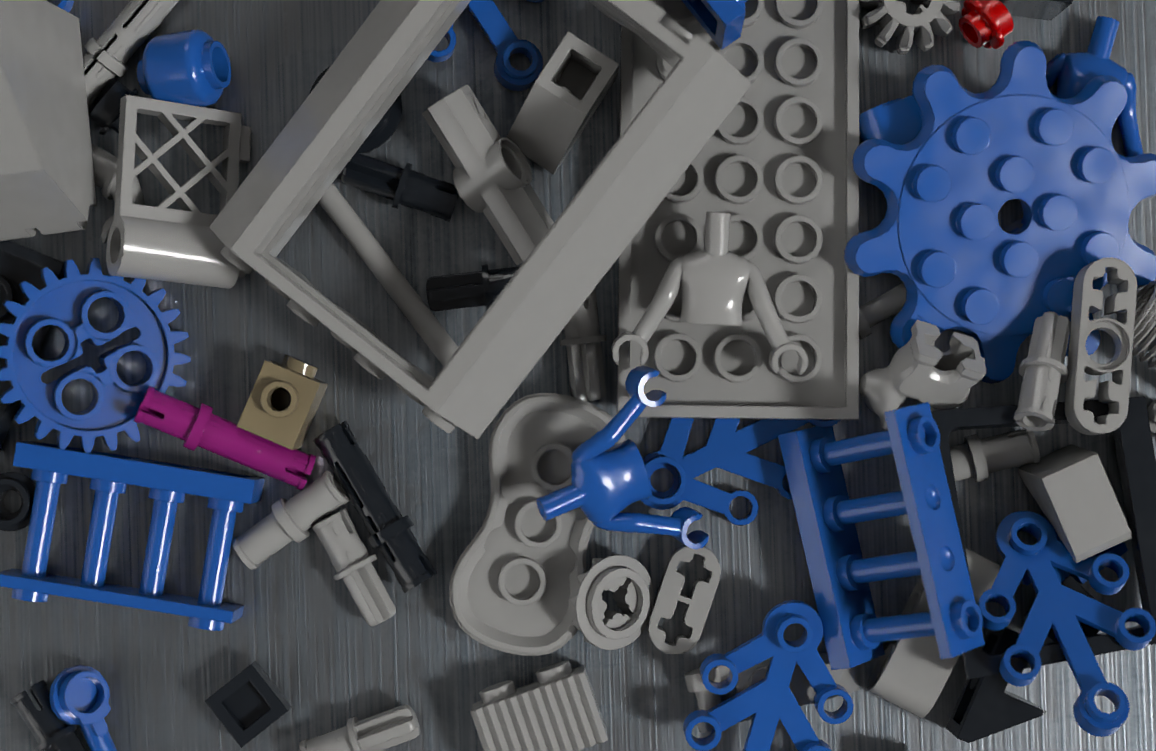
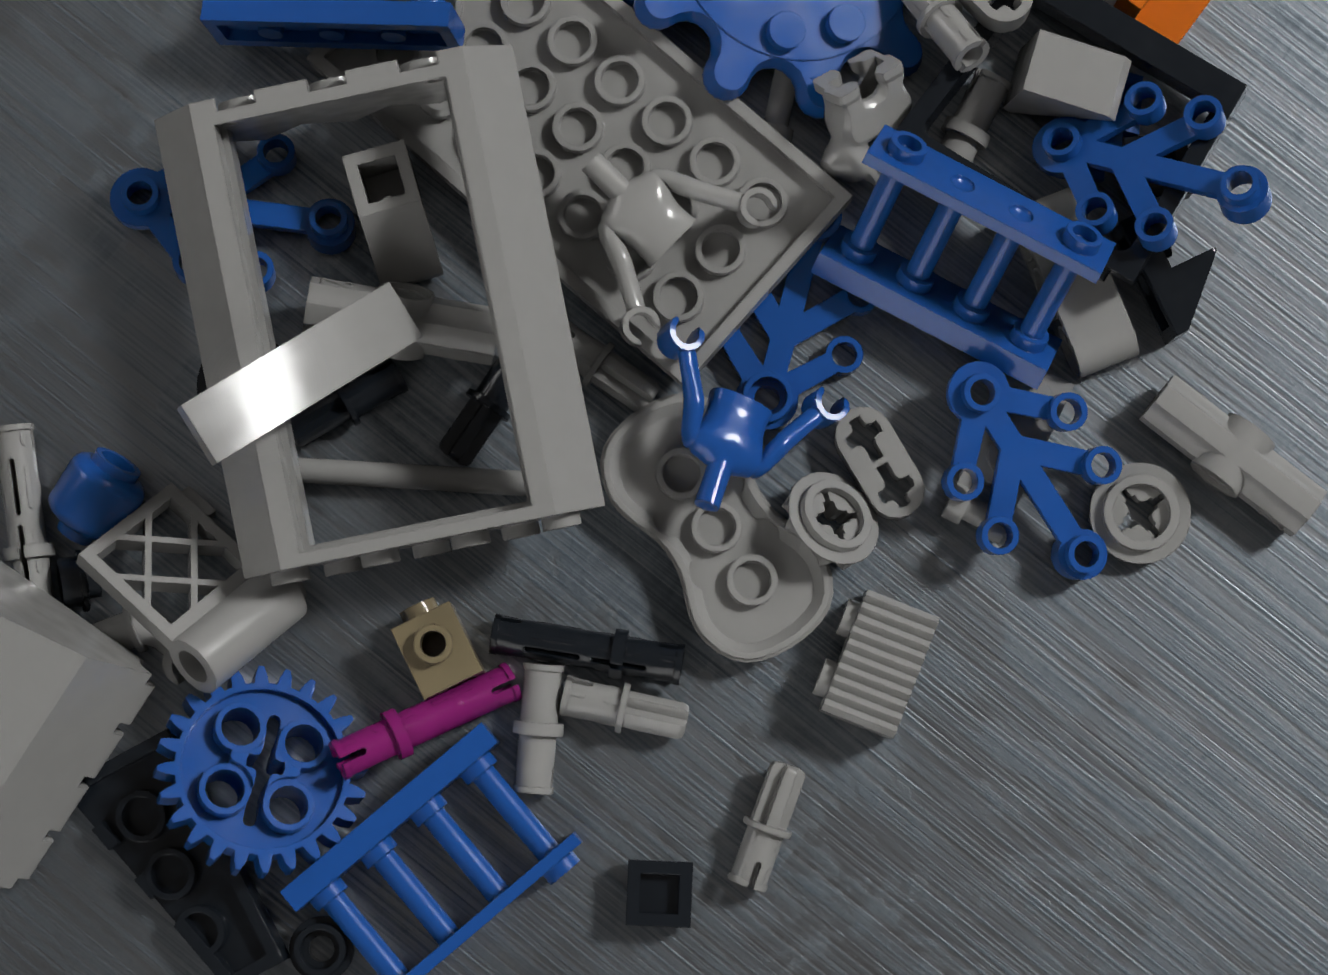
camera: 50 degrees left, 5 degrees down
(378, 140) = (299, 373): none -> light grey slope

